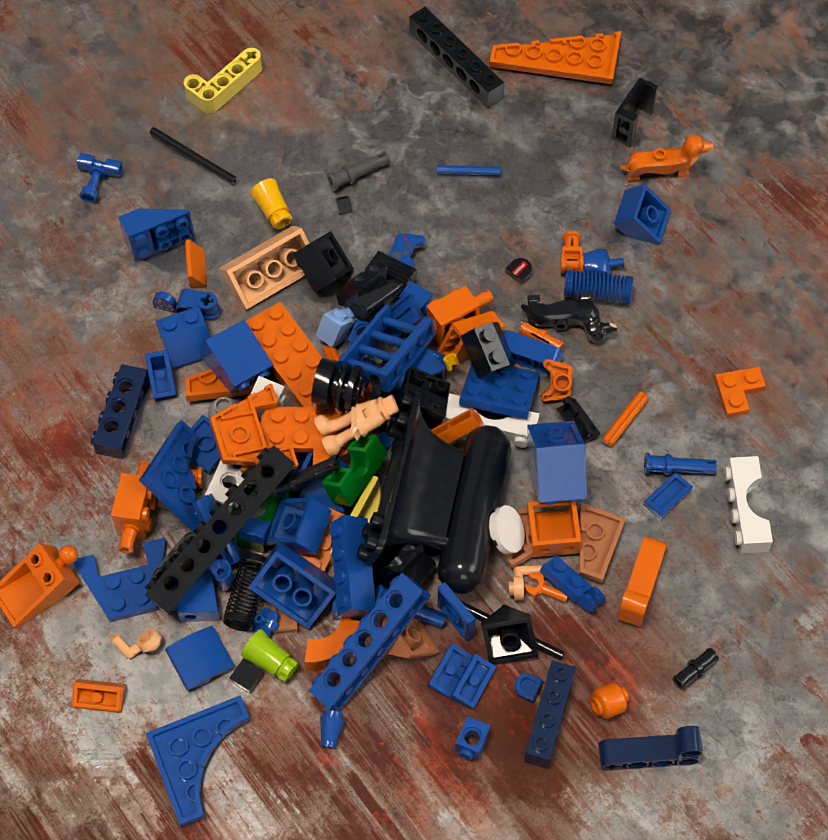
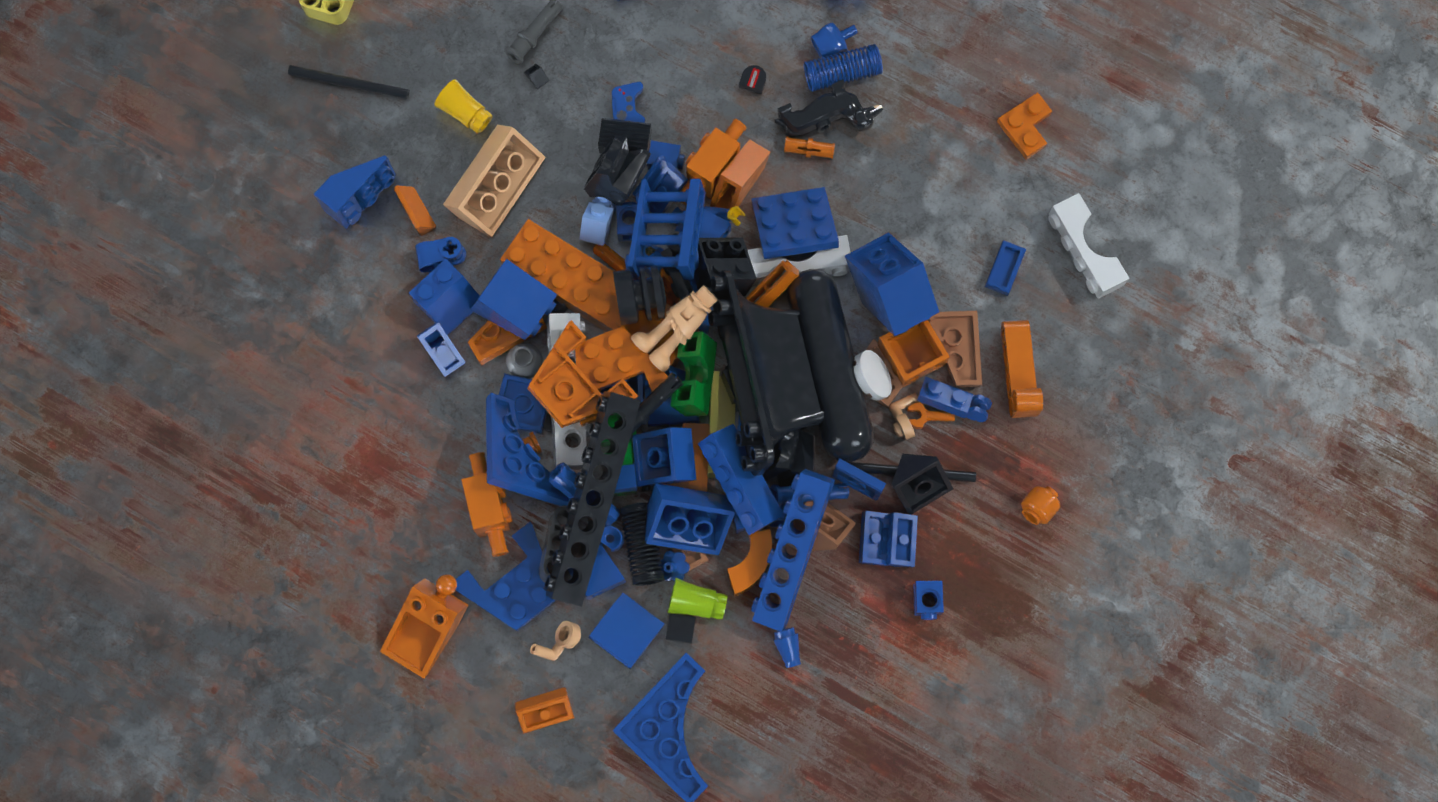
camera: 25 degrees left, 15 degrees up
(97, 170) = (255, 140): blue bar -> none
(116, 443) = (430, 442): dark blue brick -> none
(164, 301) = (403, 264): blue tile -> none
(323, 261) = (550, 154): black slope -> none
(488, 349) = (769, 189): black slope -> none
(528, 686) = (955, 522): blue tile -> none
(531, 352) = (804, 169): blue beam -> none
(549, 714) = (991, 543): dark blue brick -> none
(560, 380) = (849, 188): orange piece -> none
(572, 255) = (800, 43): orange connector -> none
(574, 412) = (882, 222): black hinge -> none
(625, 419) = (929, 202): orange axle -> none
(652, 751) = (1101, 537): dark blue beam -> none
(671, 464) = (994, 234): blue pin -> none
(695, 668) = (1106, 436): black pin -> none

